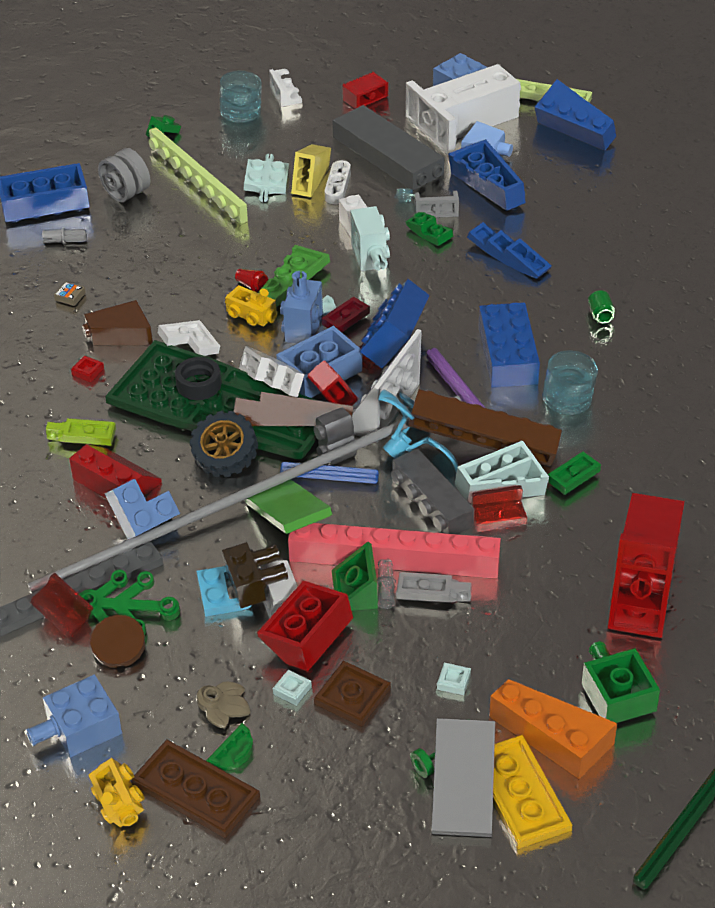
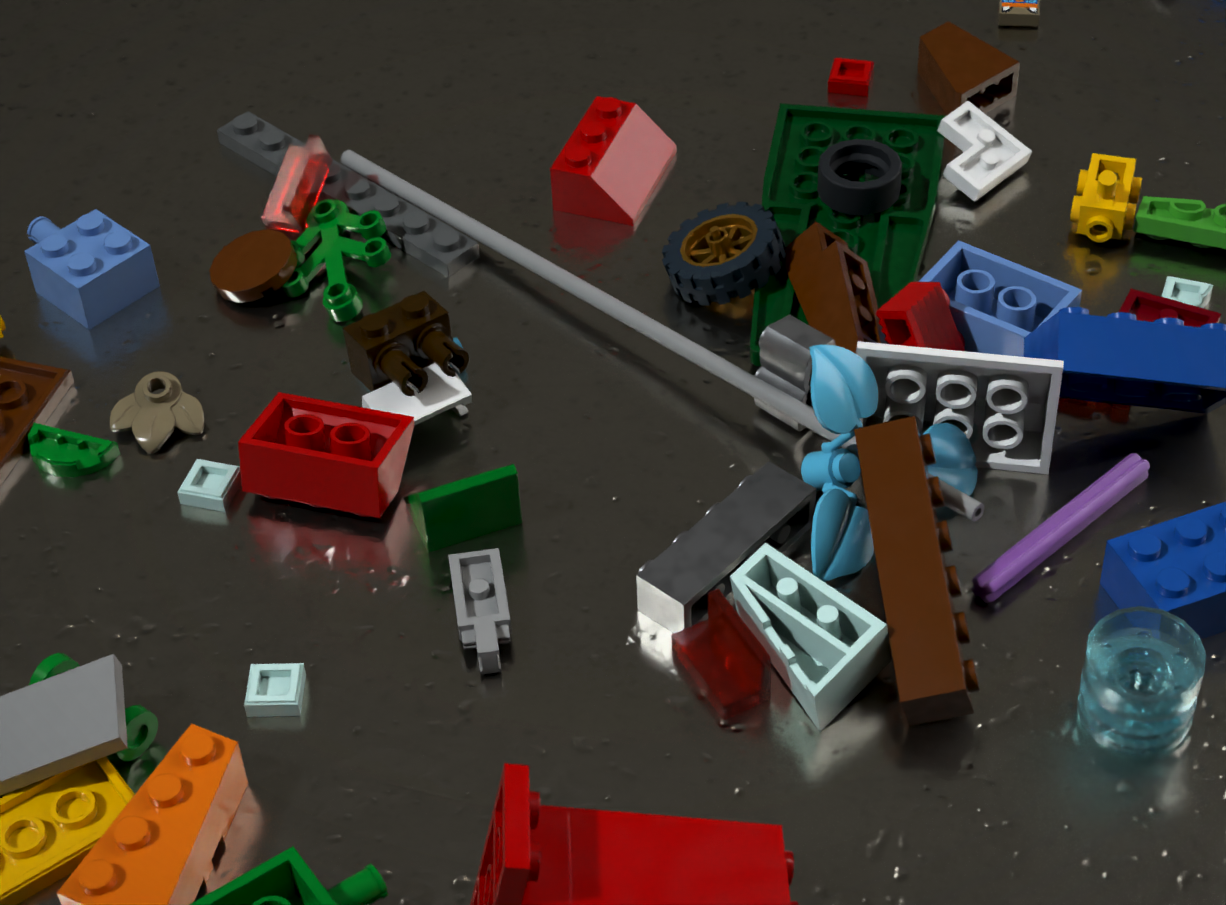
camera: 75 degrees right, 0 degrees up
(82, 431) = (695, 110): lime hinge -> none
(135, 512) = (513, 196): medium blue brick -> none
(251, 279) = (1188, 180): red cone -> none
(271, 371) = (920, 251): white slope -> none
(289, 506) = (588, 359): bright green tile -> none
(302, 309) = (1116, 243): medium blue brick -> none
(337, 473) = (734, 416): axle -> none
(352, 693) = (212, 562): reddish brown tile -> none
(385, 584) = (475, 537): clear axle -> none
(406, 549) = (555, 539): coral brick -> none
(574, 472) = (888, 757): green plate -> none

